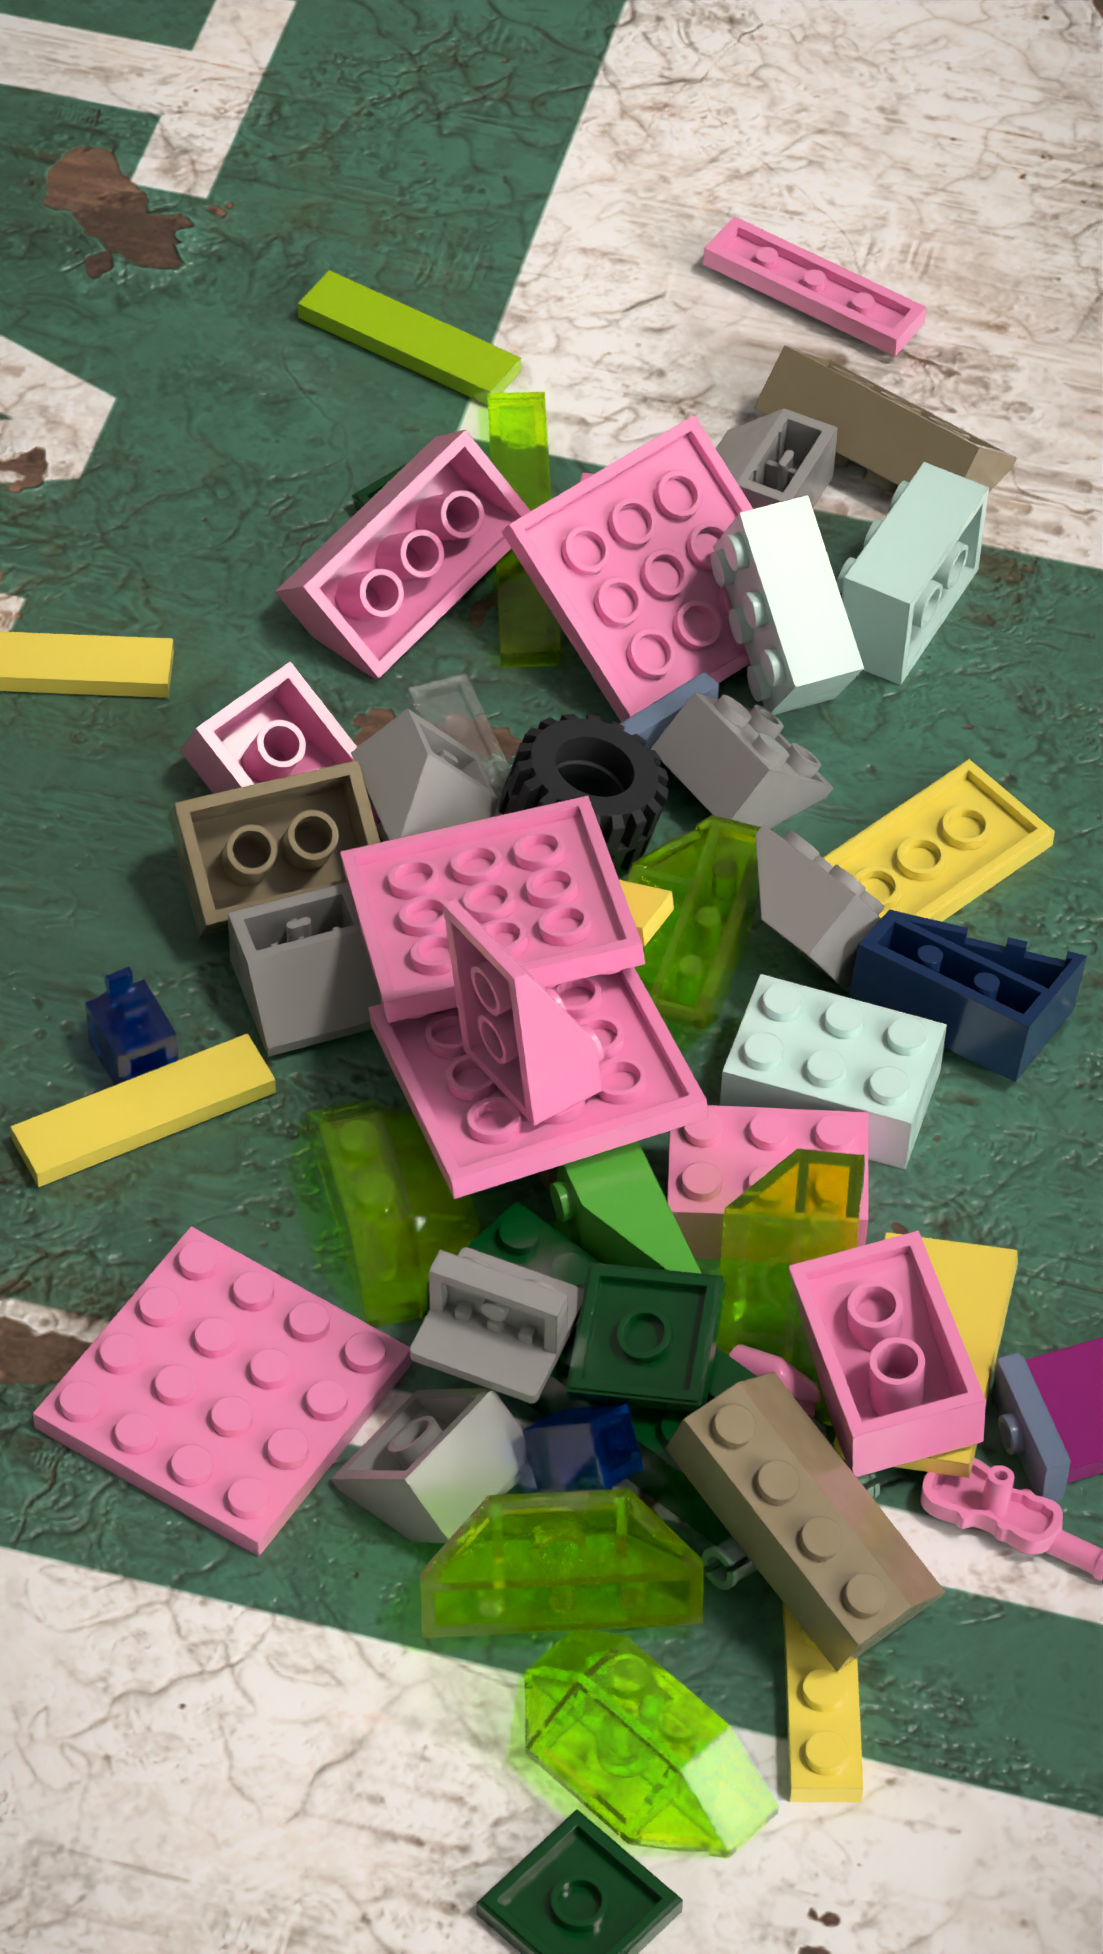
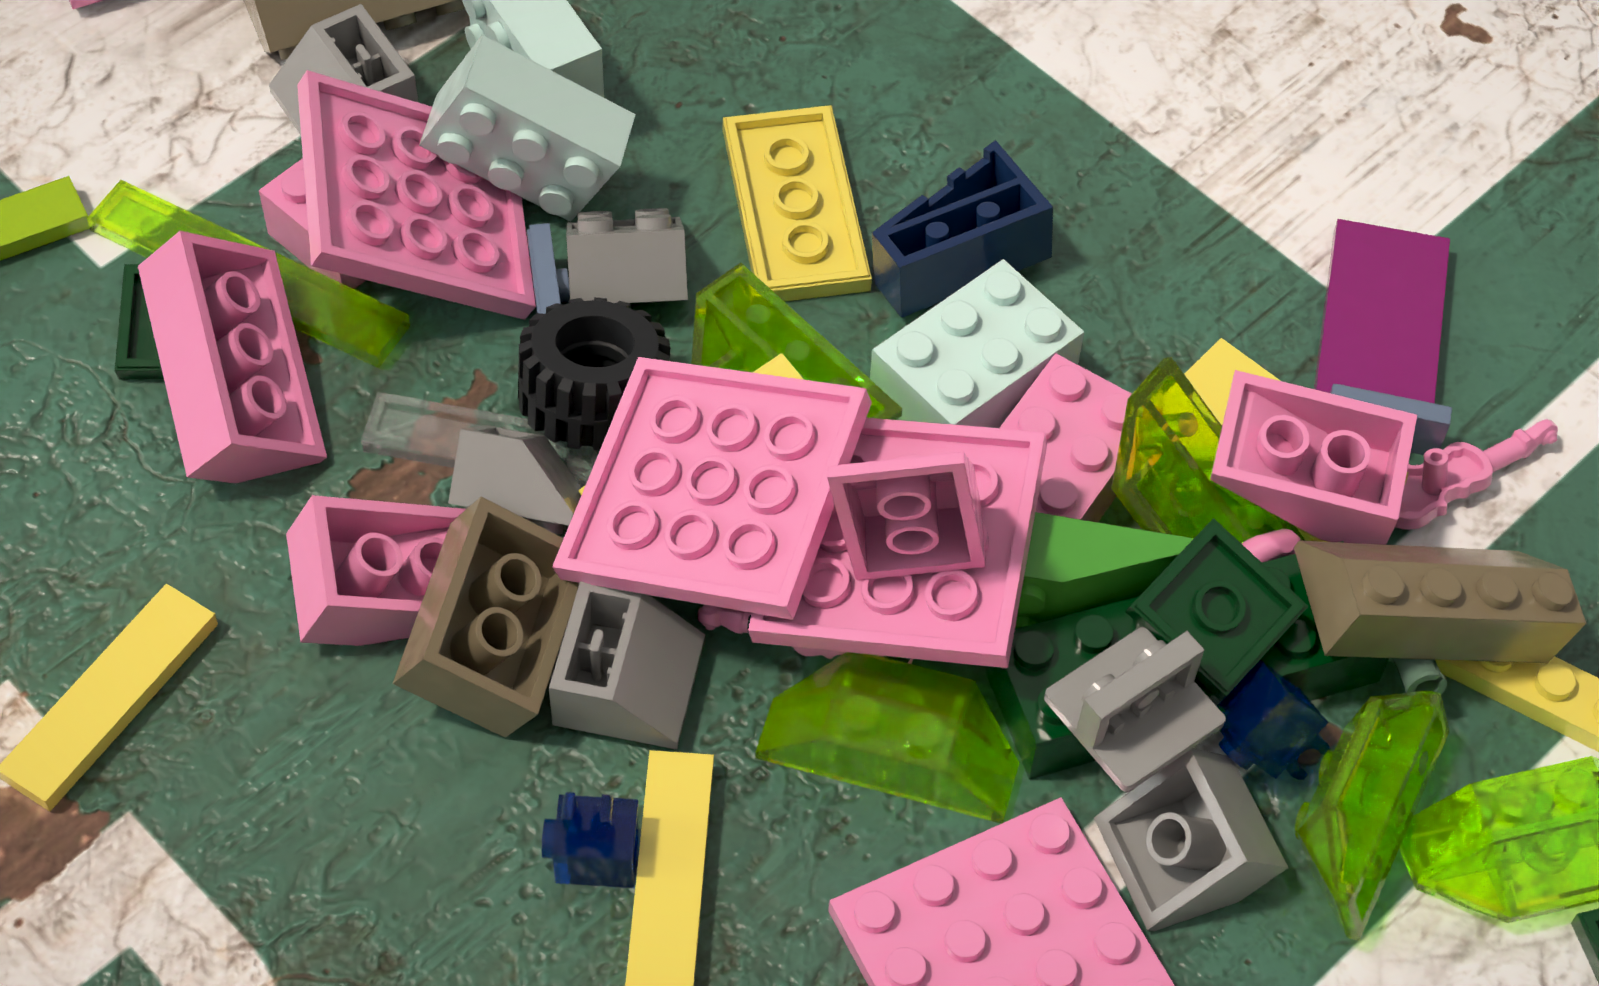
camera: 60 degrees left, 5 degrees up
(813, 904) = (833, 280): light grey slope -> none

